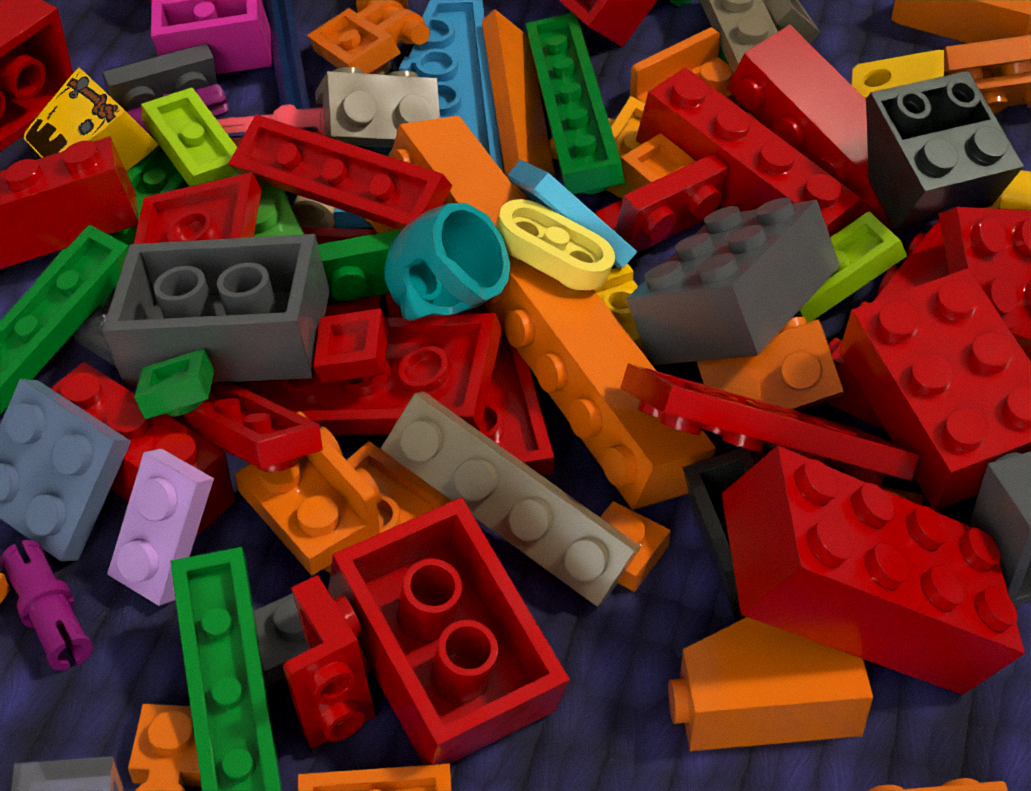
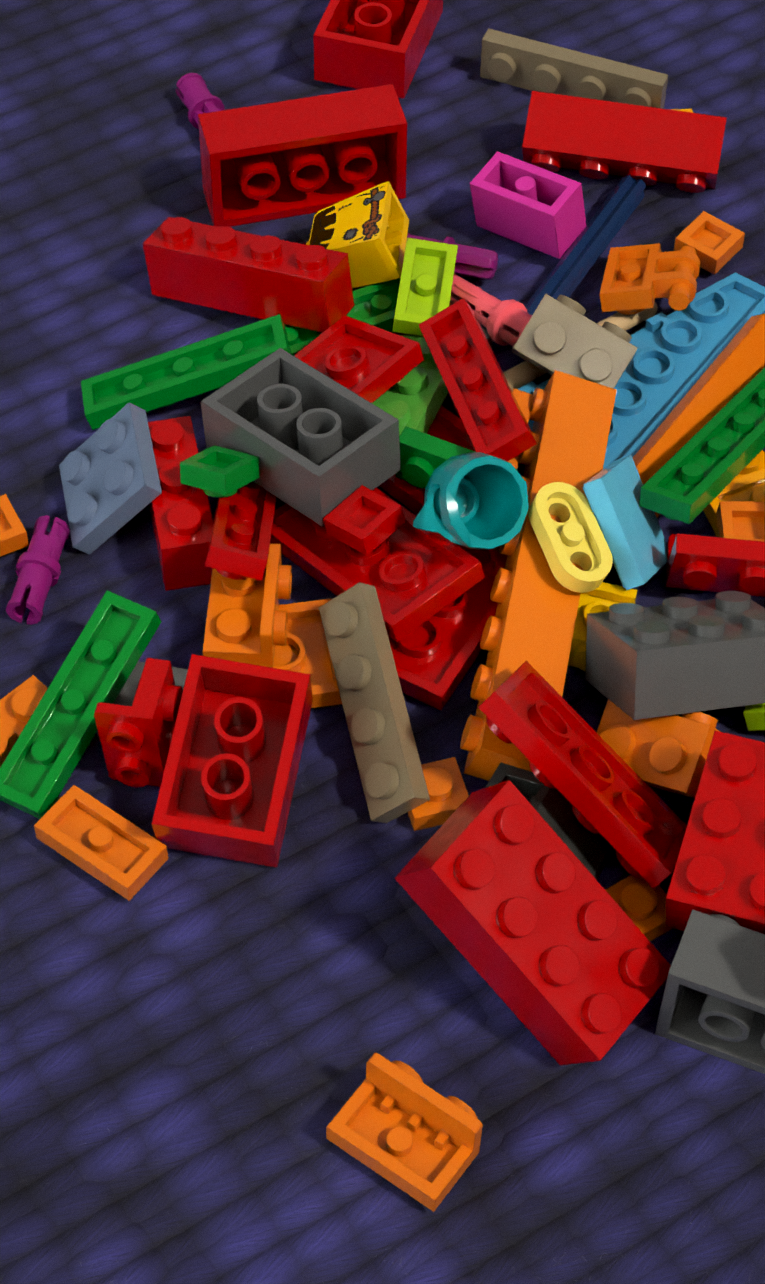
camera: 40 degrees right, 5 degrees up
(159, 524) = (140, 557): lavender plate -> none
(160, 75) = (464, 222): dark grey plate -> none
(767, 689) = (410, 957): orange slope -> none

